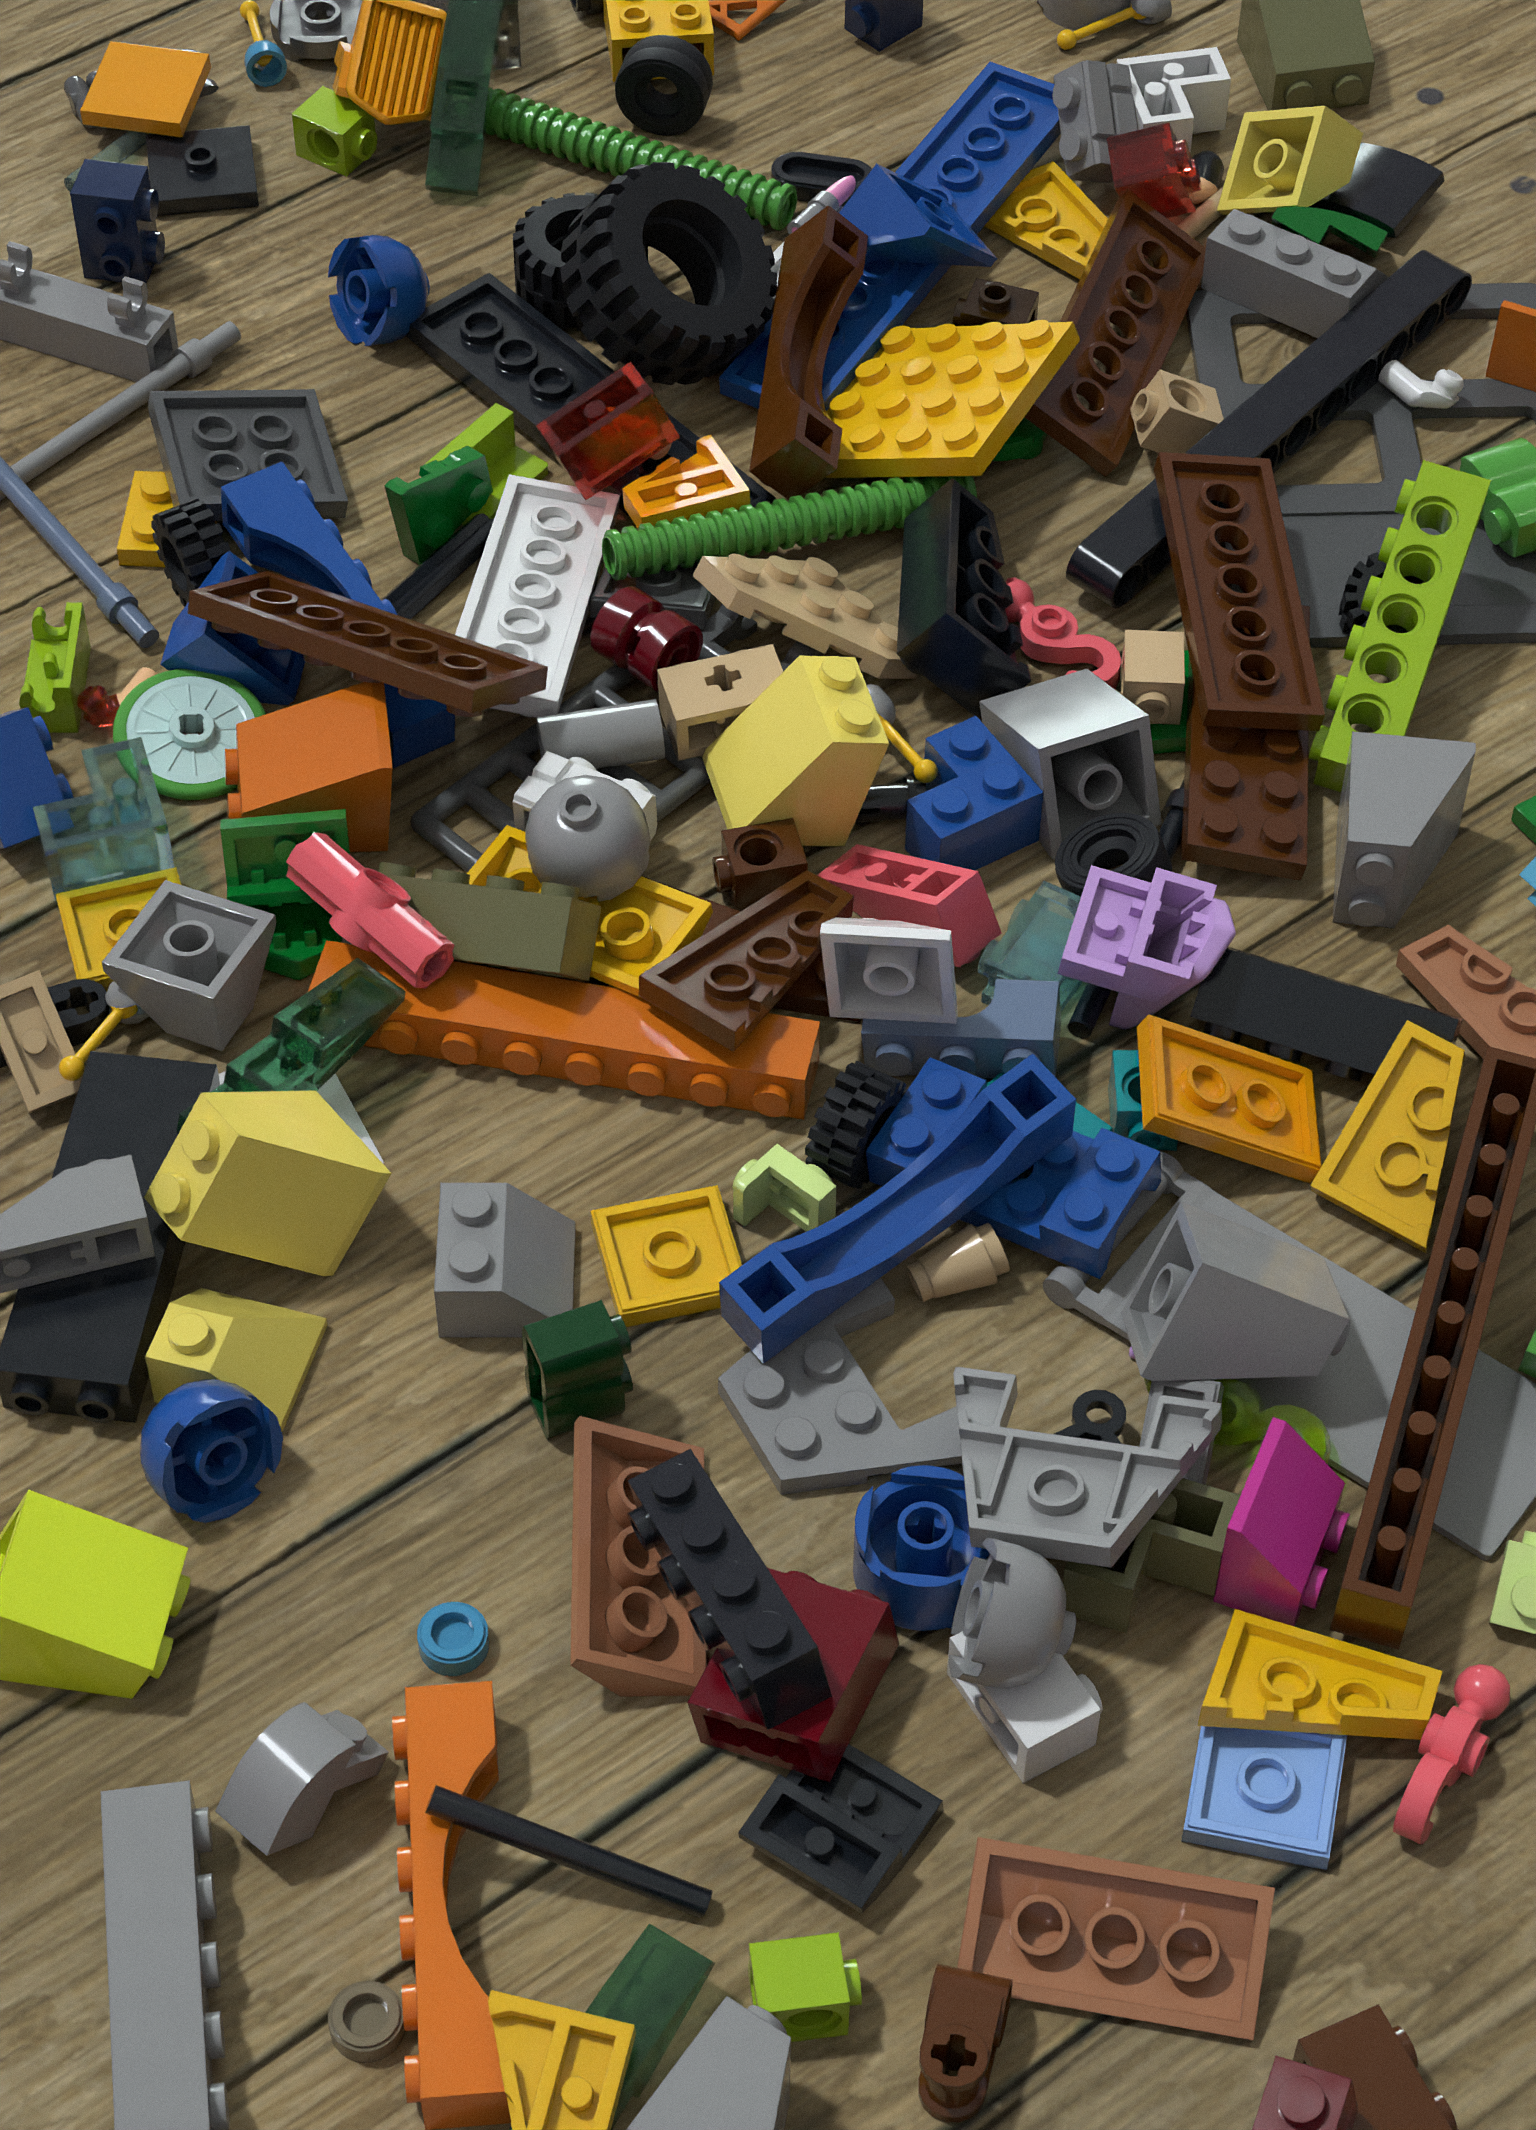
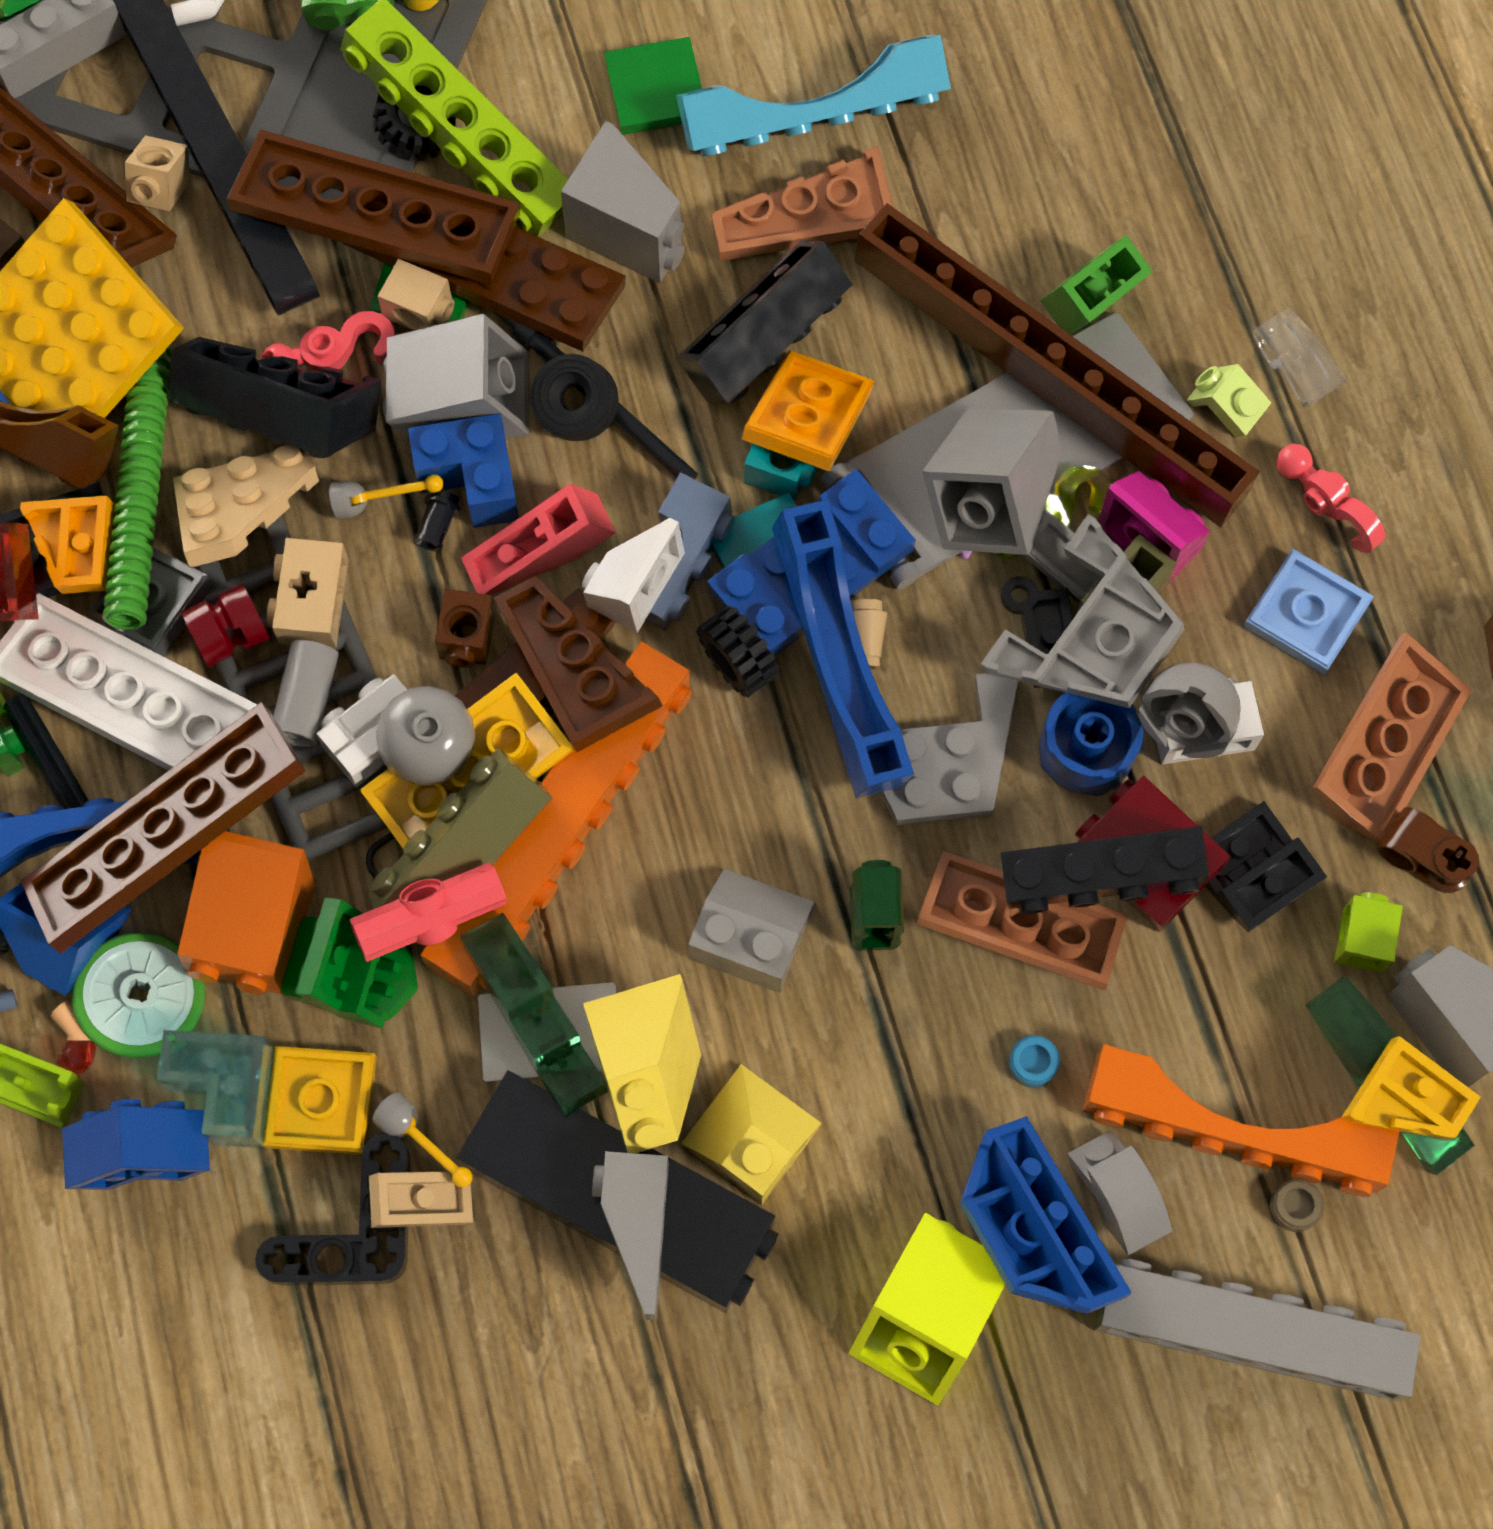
camera: 70 degrees left, 20 degrees up
(193, 962) = (394, 1057): light grey slope -> none
(207, 1660) = (1036, 1224): none -> blue wedge
(209, 1448) = (837, 1178): blue cylinder -> none
(568, 1851) = (1235, 1040): black bar -> none
(665, 1254) = (776, 816): yellow tile -> none
(786, 1184) = (763, 712): yellowish green bracket -> none
(801, 752) = (395, 561): light yellow slope -> none
(1033, 943) = (624, 473): clear light blue brick -> none
(1145, 939) = (670, 399): lavender piece -> none
(1314, 1684) = (1258, 554): yellow wing -> none
(1398, 1138) = (883, 327): yellow wing -> none

